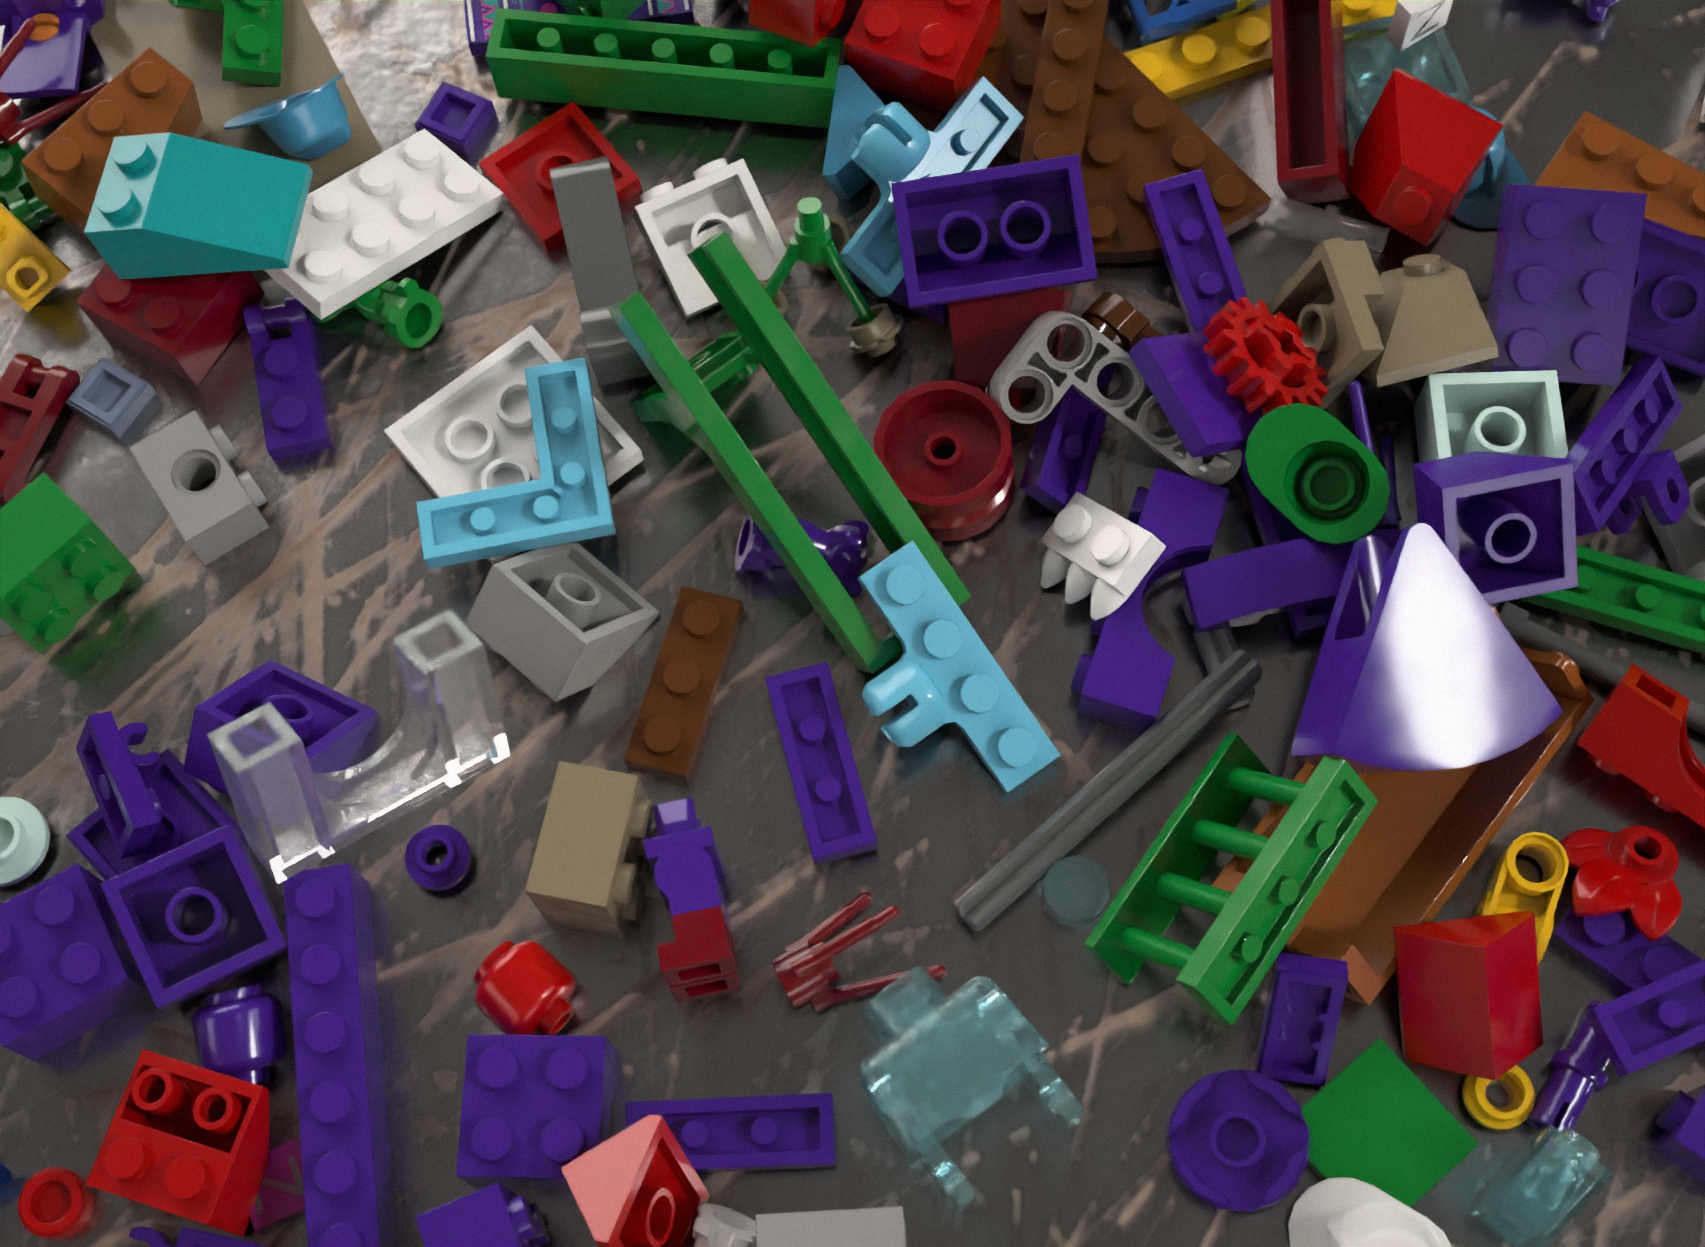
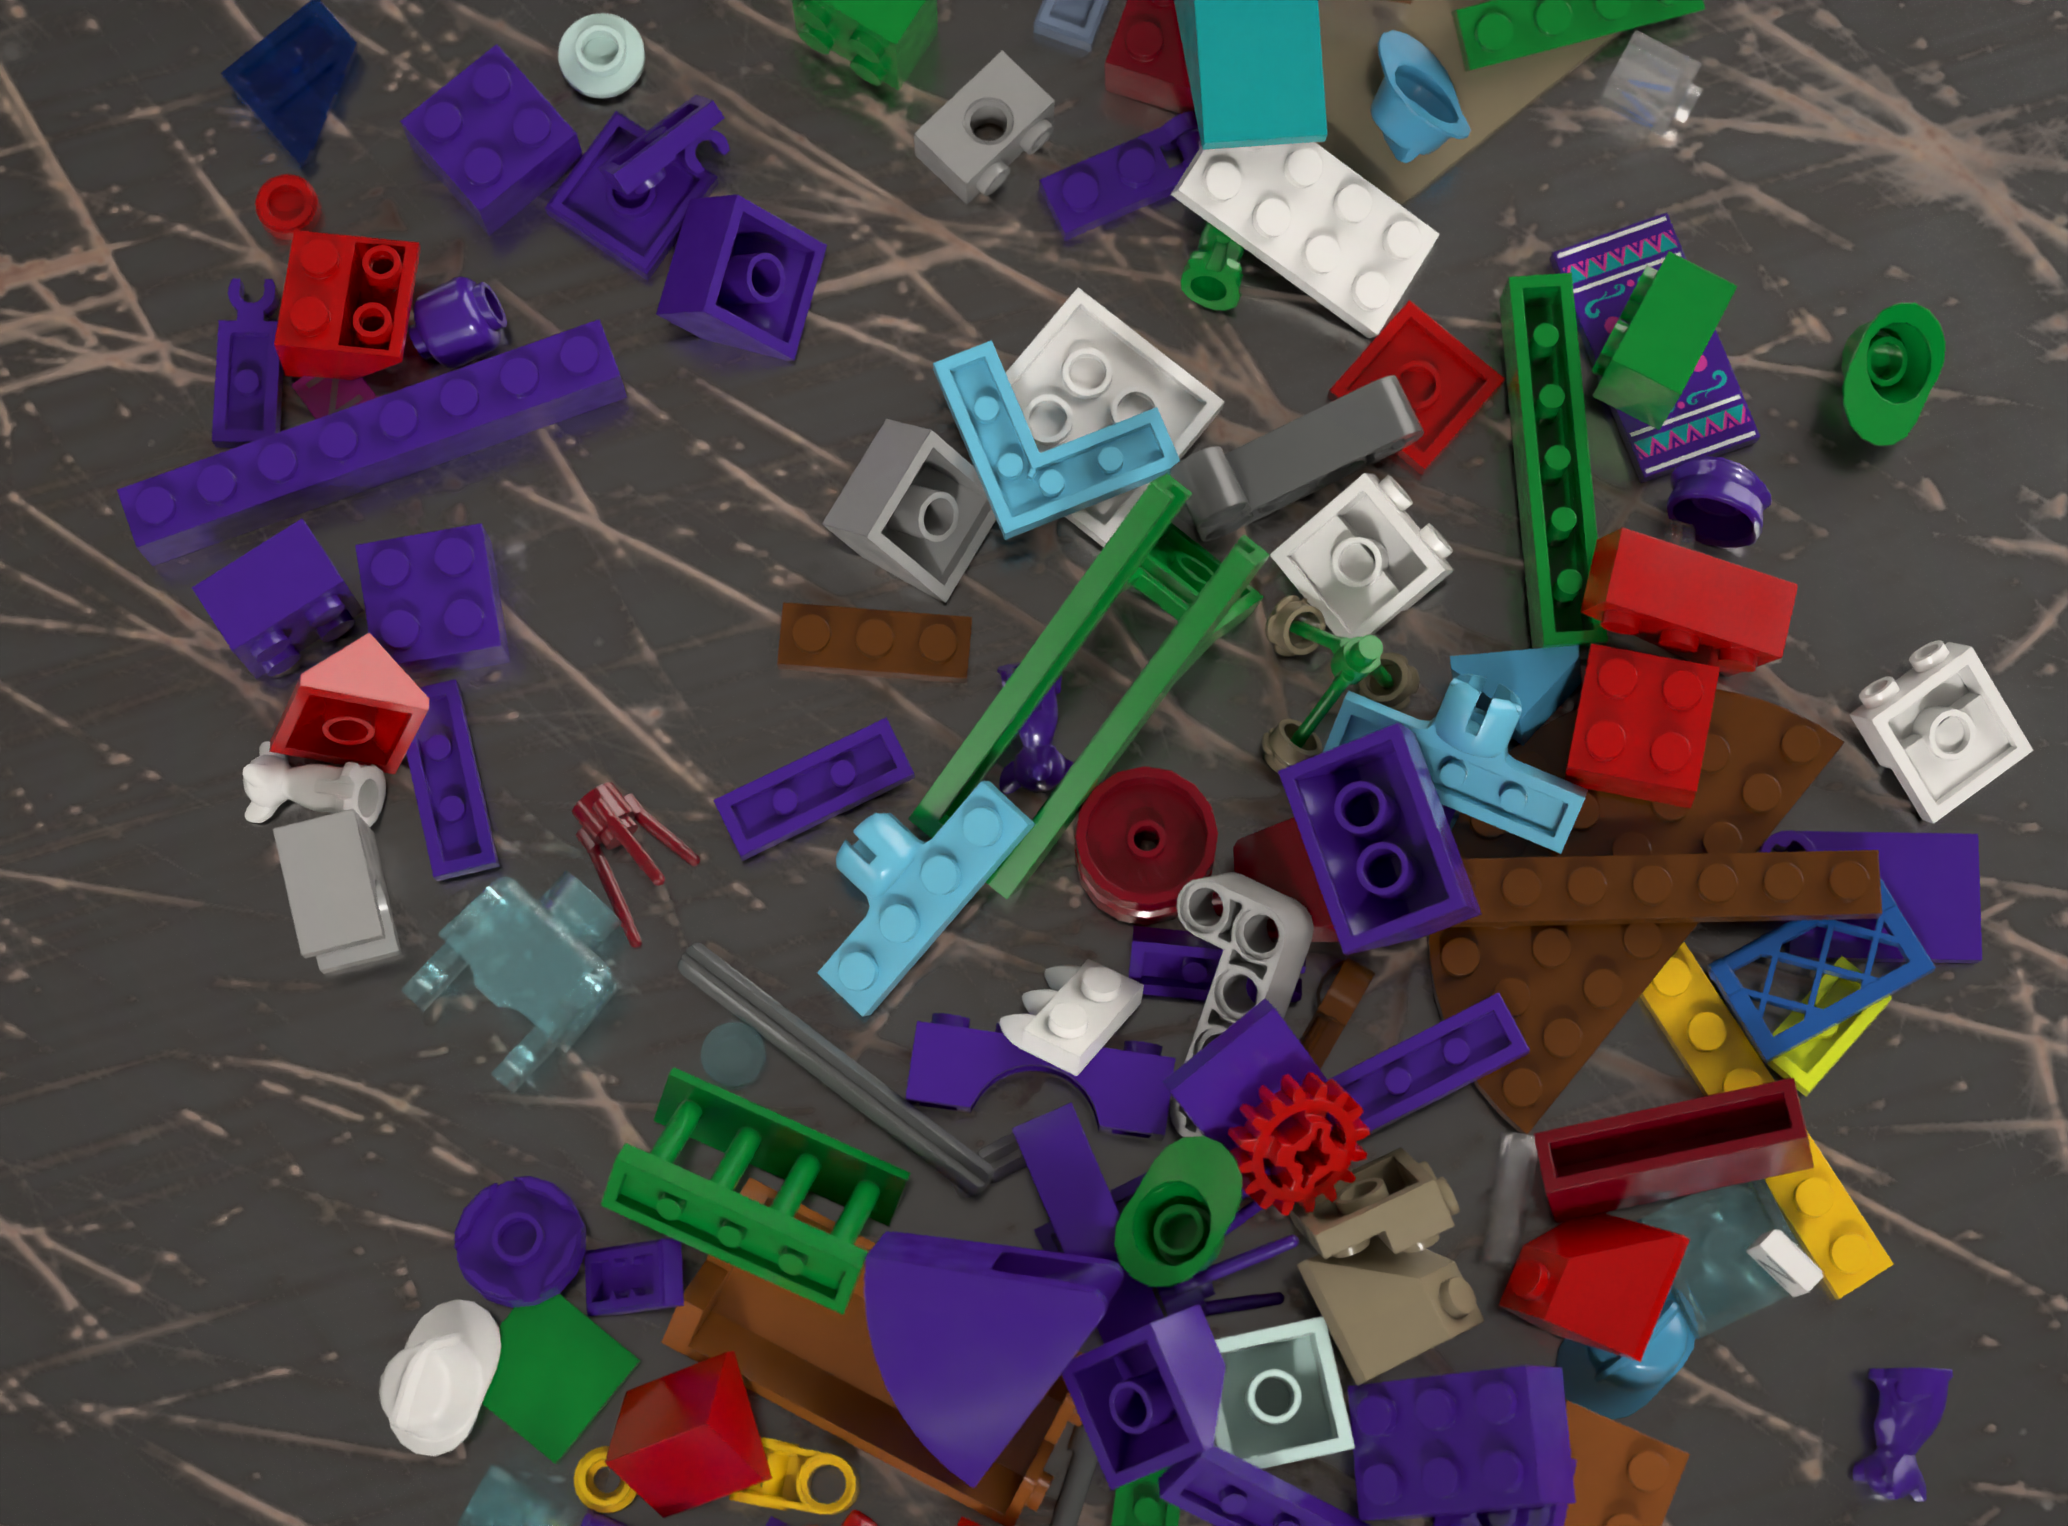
camera: 70 degrees right, 10 degrees up
(196, 917) = (548, 254): dark purple brick -> none
(443, 739) = (658, 329): clear arch -> none
(447, 873) = (658, 472): dark purple plate -> none
(456, 117) = (1464, 262): dark purple tile -> none
(524, 989) = (539, 564): red head -> none
(592, 850) = (674, 594): dark tan brick -> none
(688, 877) = (646, 697): hips -> none

